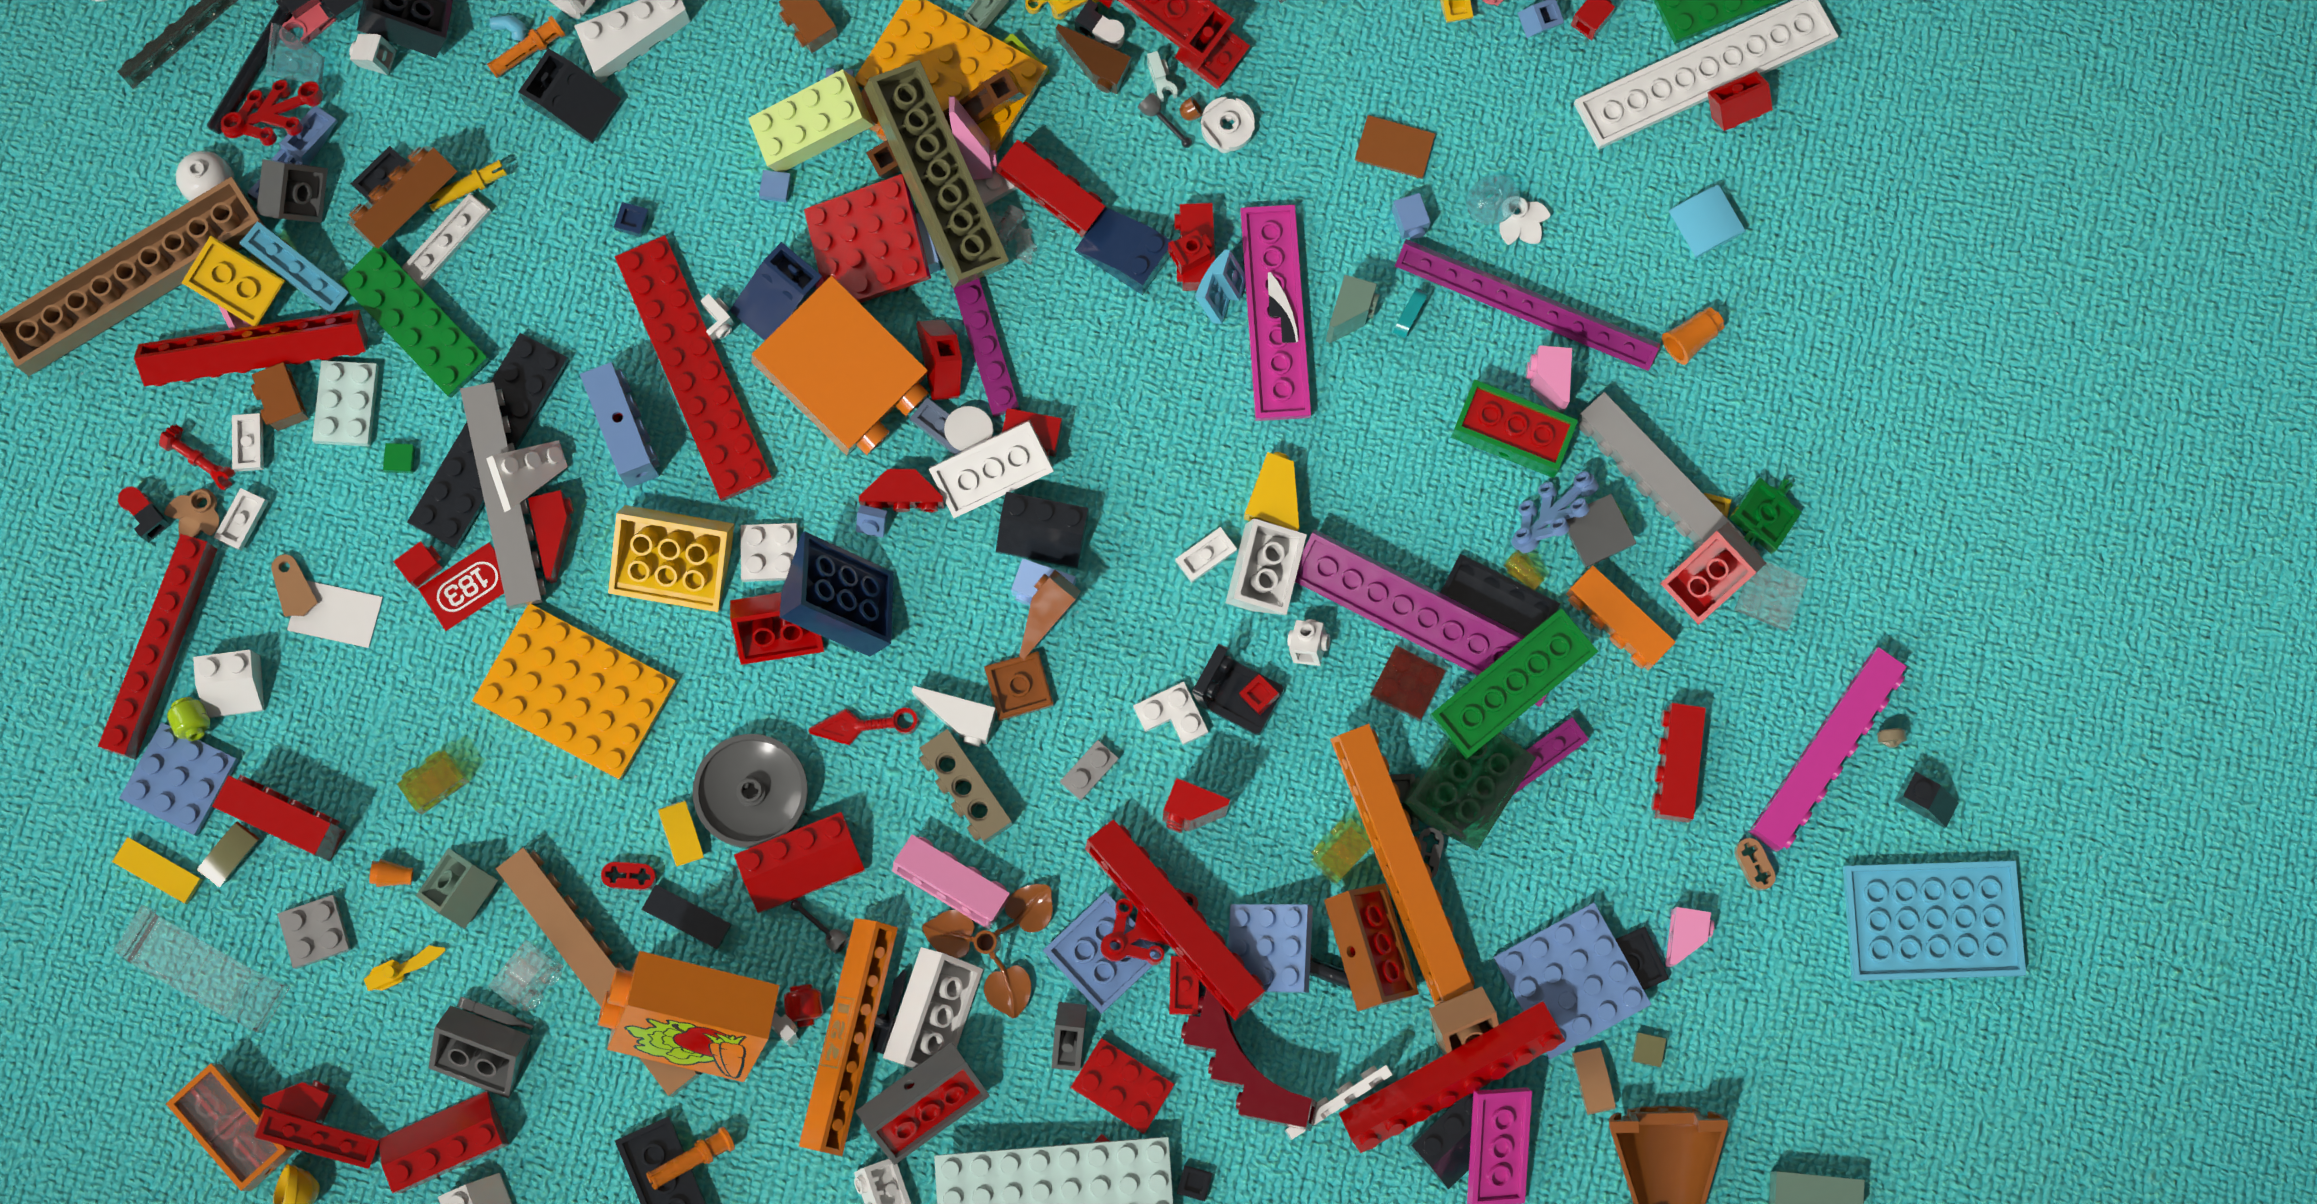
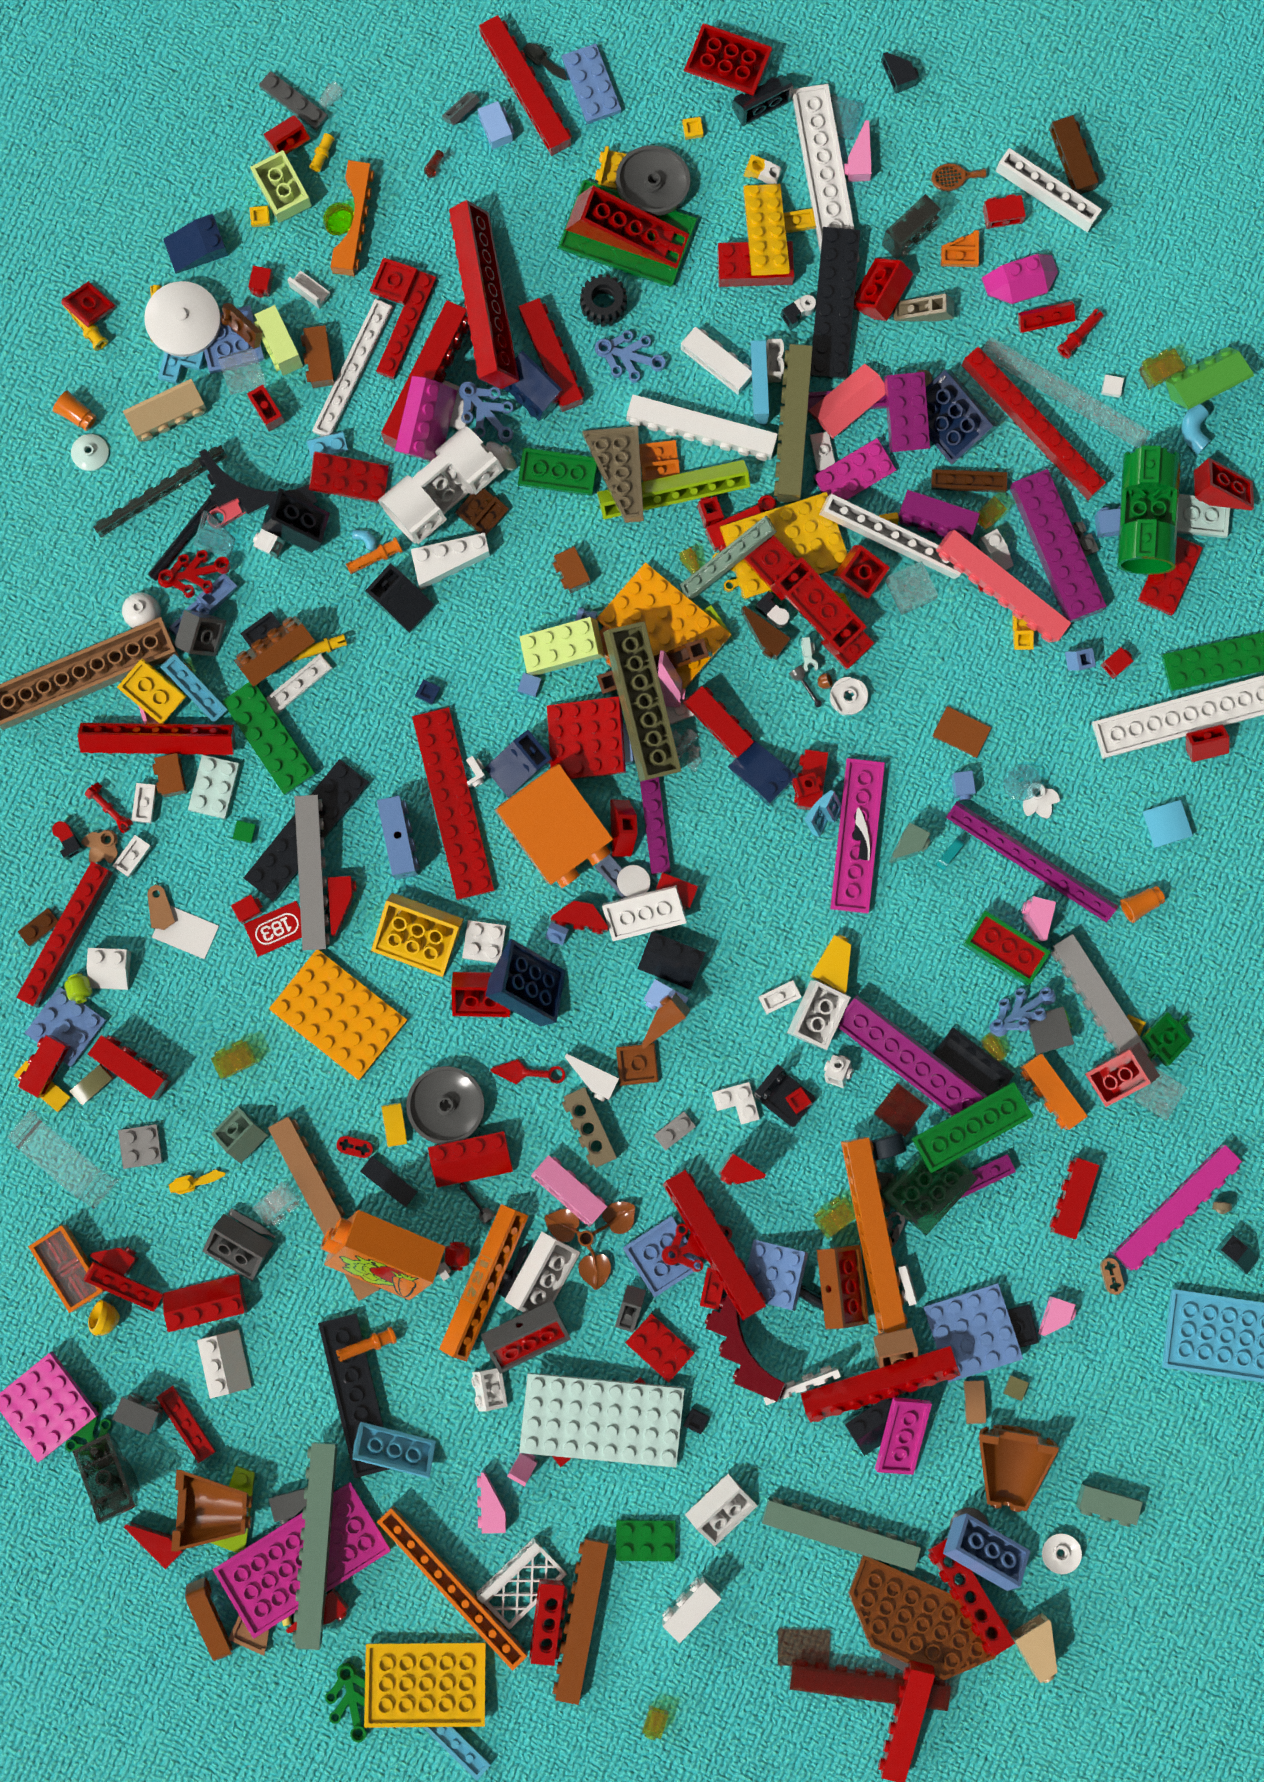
camera: 10 degrees right, 5 degrees up
(118, 645) = (38, 927): none -> reddish brown plate
(152, 838) = (43, 1065): none -> red brick
(389, 874) = (196, 1117): orange cone -> none
(525, 471) = (329, 859): white wing -> none
(1400, 735) = (888, 1146): none -> black wheel
(1469, 940) = (909, 1292): none -> white plate

